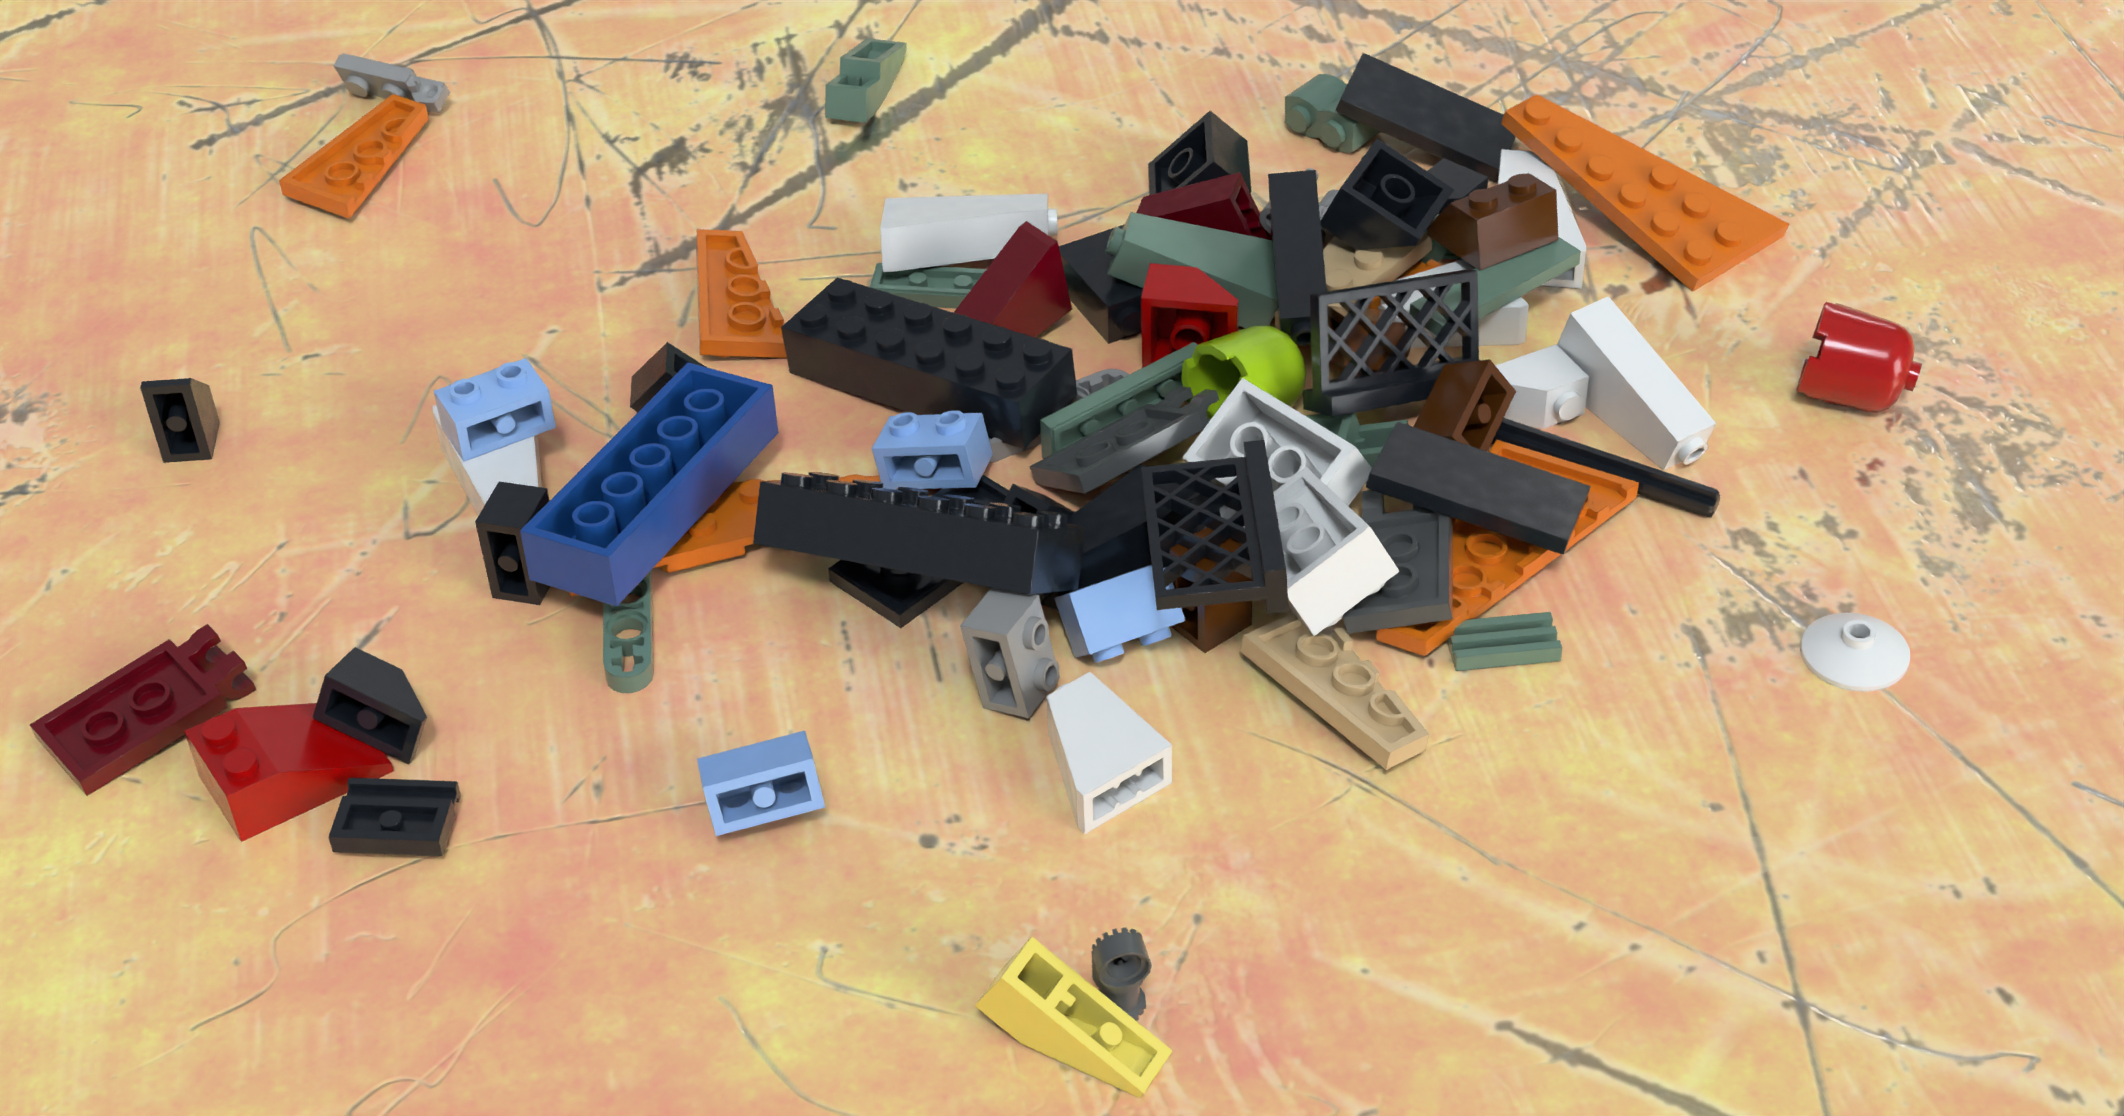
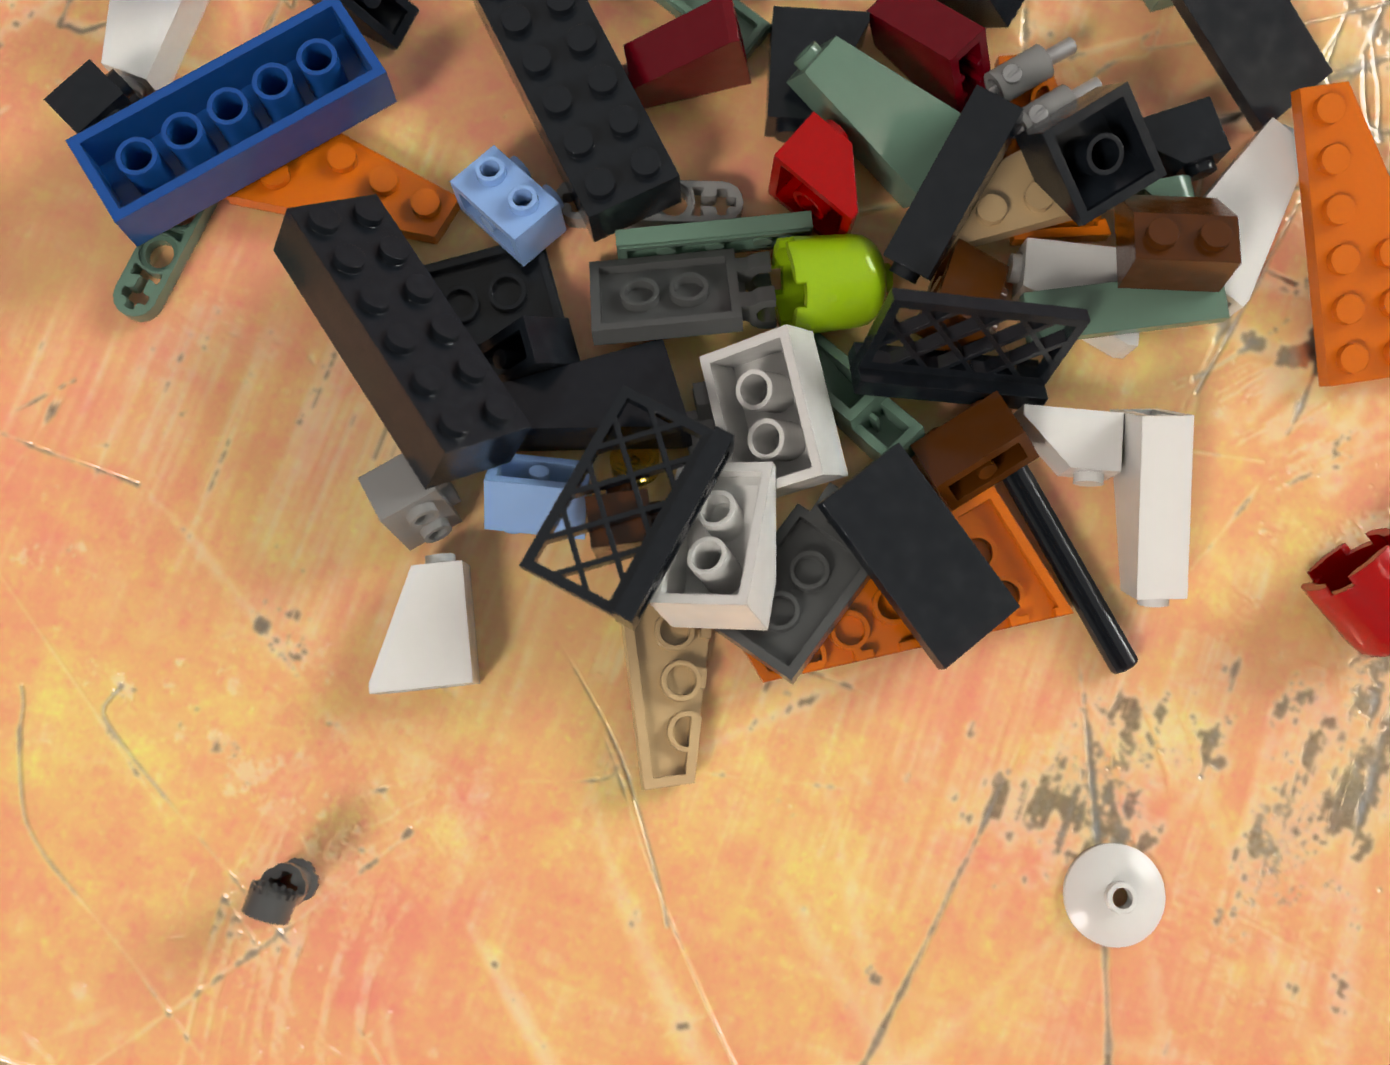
camera: 25 degrees right, 40 degrees up
(760, 783) = (145, 509): light blue brick -> none
(1071, 1020) = (216, 876): light yellow slope -> none
(1505, 641) = (875, 724): sand green tile -> none

